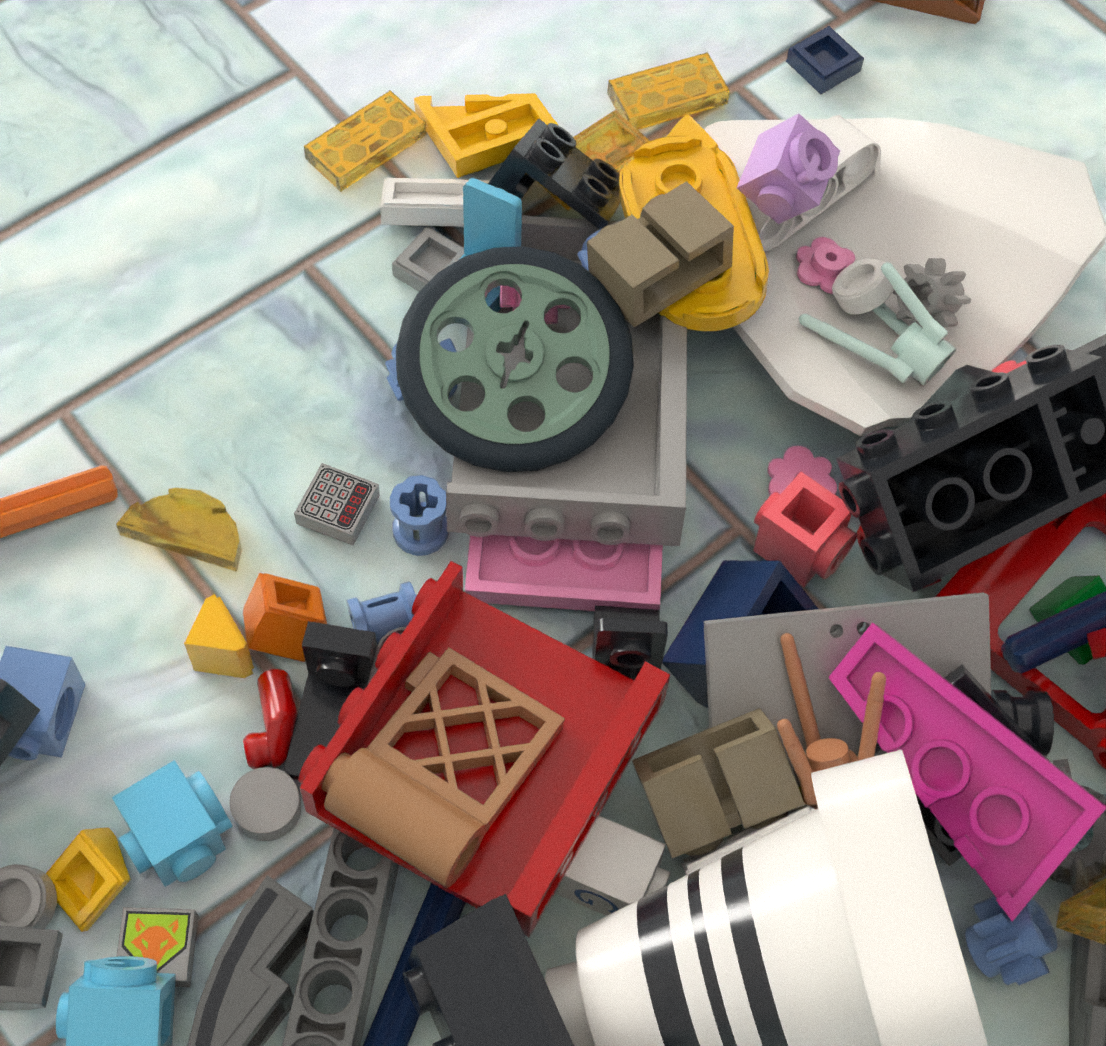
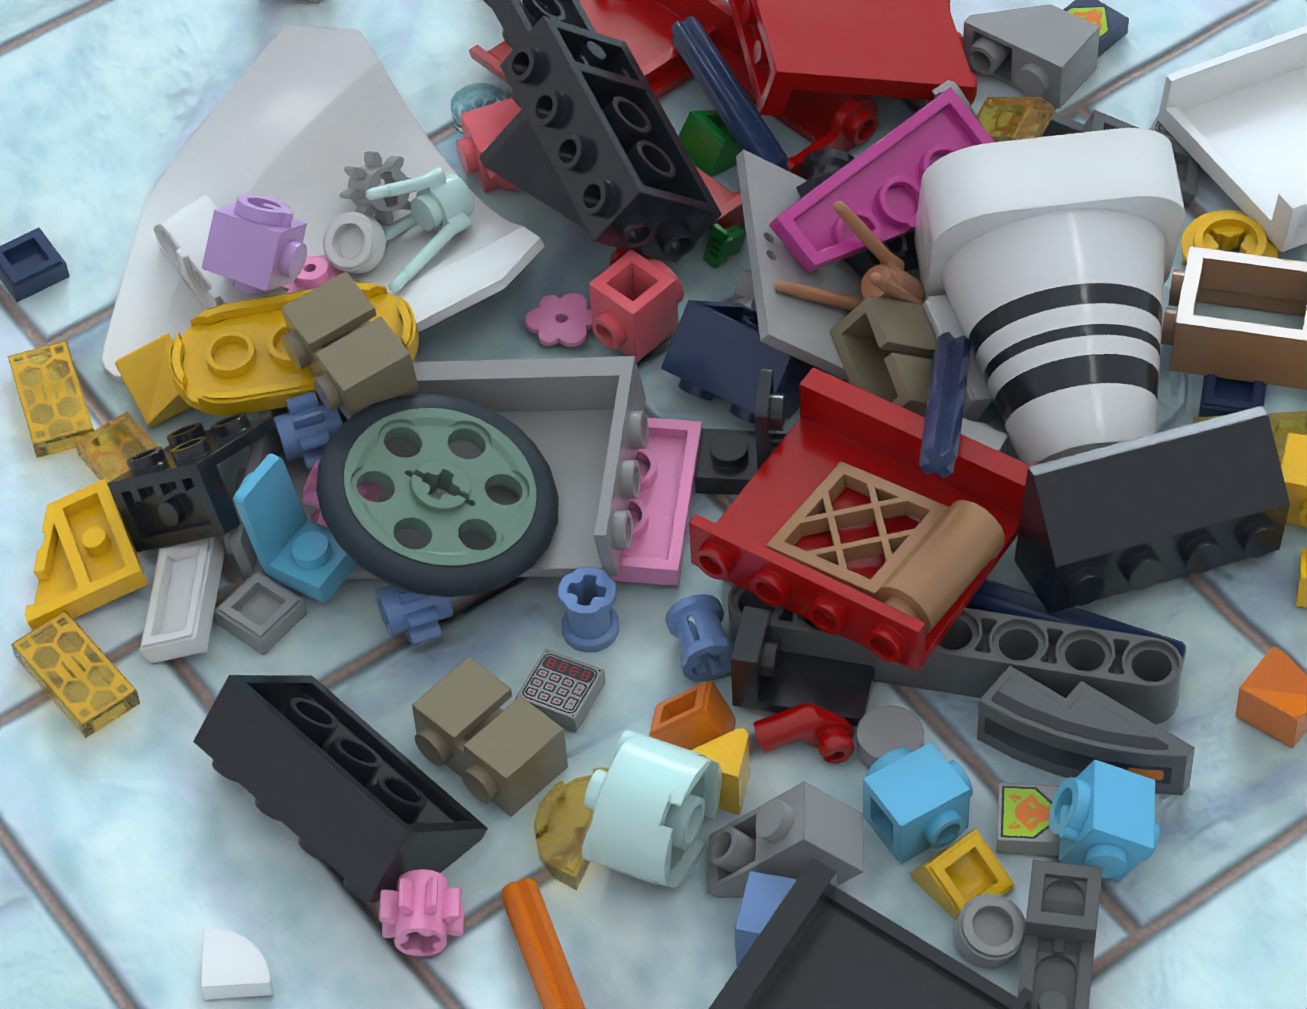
camera: 80 degrees left, 10 degrees down
(55, 276) = (232, 966): none -> white tile
(76, 400) = (421, 912): none -> bright pink gear
(119, 703) = (783, 839): none -> light grey slope
(151, 567) = (651, 810): none -> light aqua brick
(228, 332) = (334, 781): none -> black slope
(271, 444) = (496, 751): none -> dark tan piece
(611, 809) = (945, 405): none -> dark blue axle

